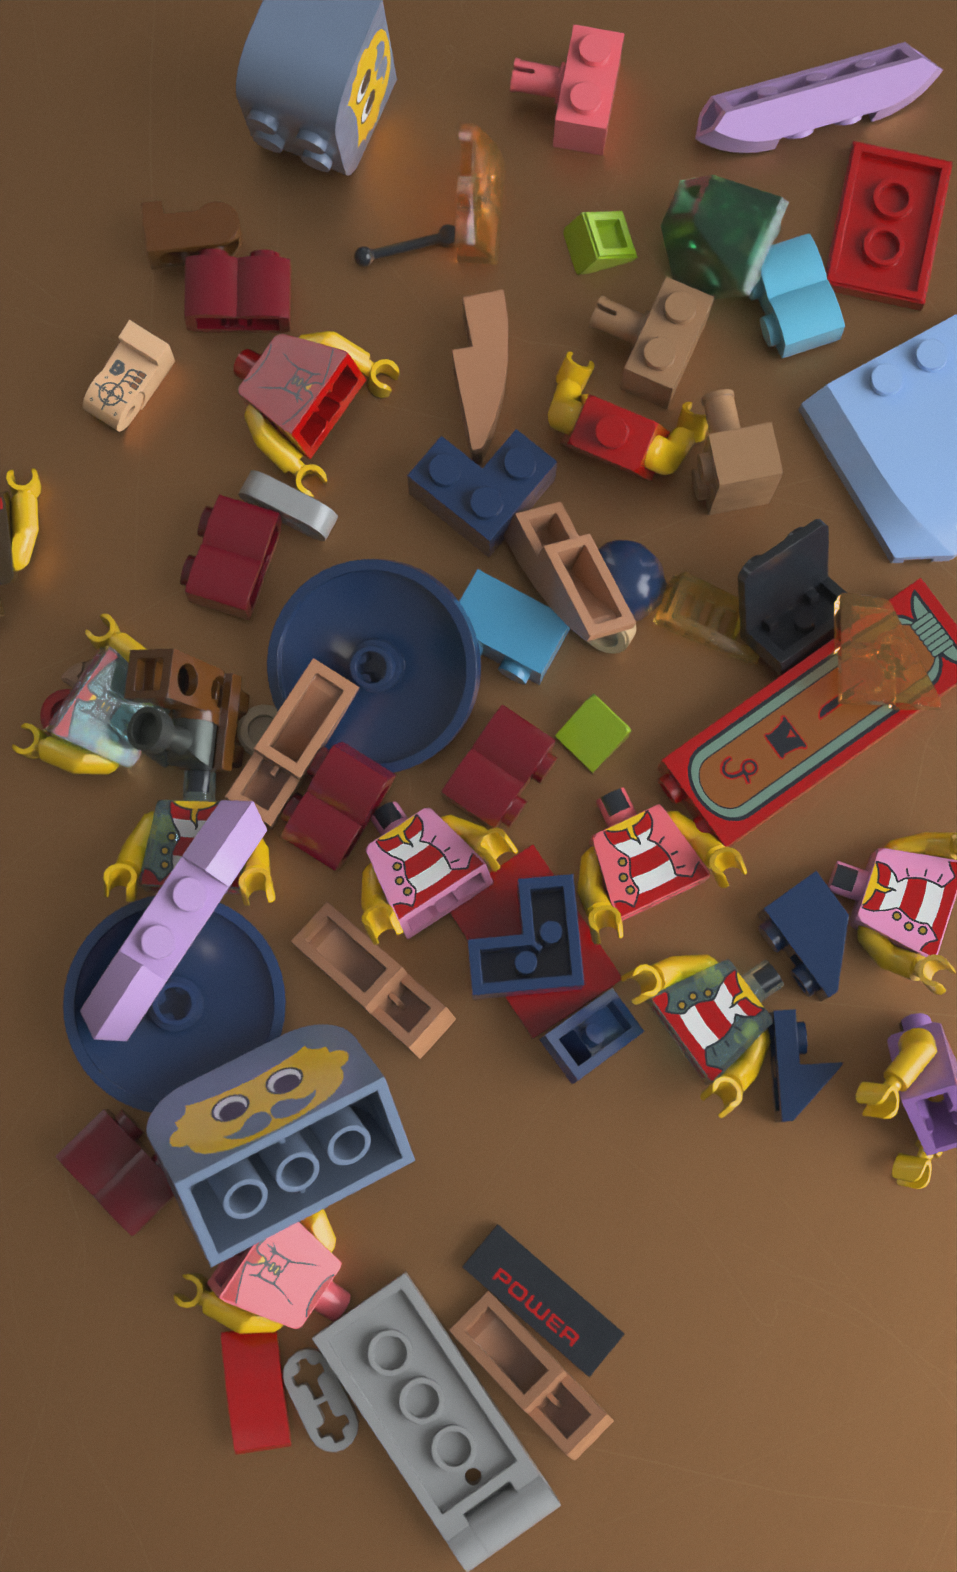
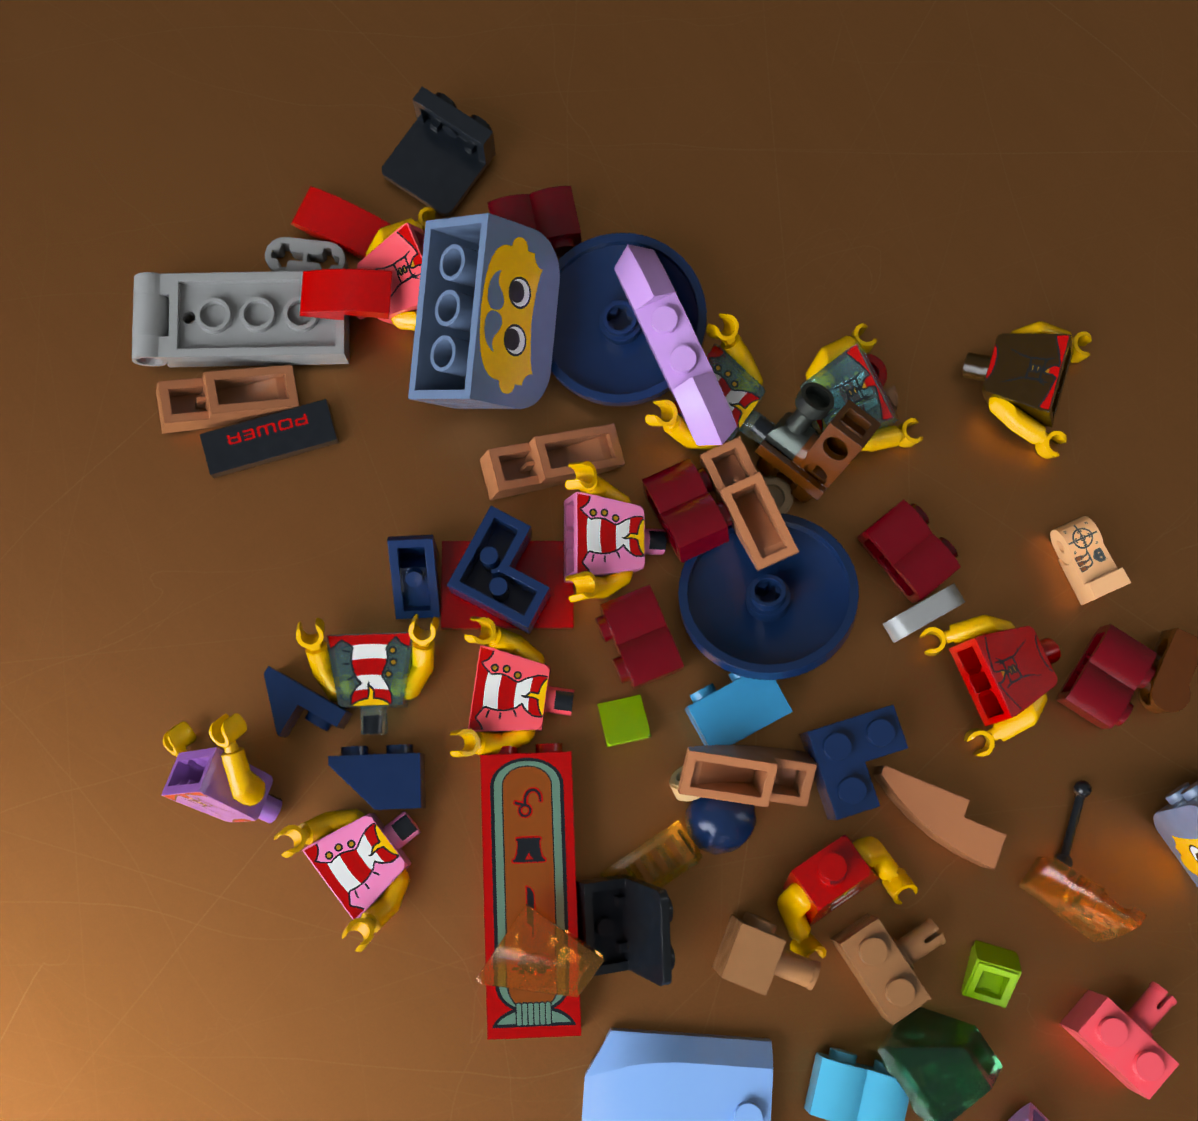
camera: 120 degrees right, 0 degrees up
(106, 1332) = (440, 153): none -> black bracket
(340, 1311) = (346, 292): none -> red slope

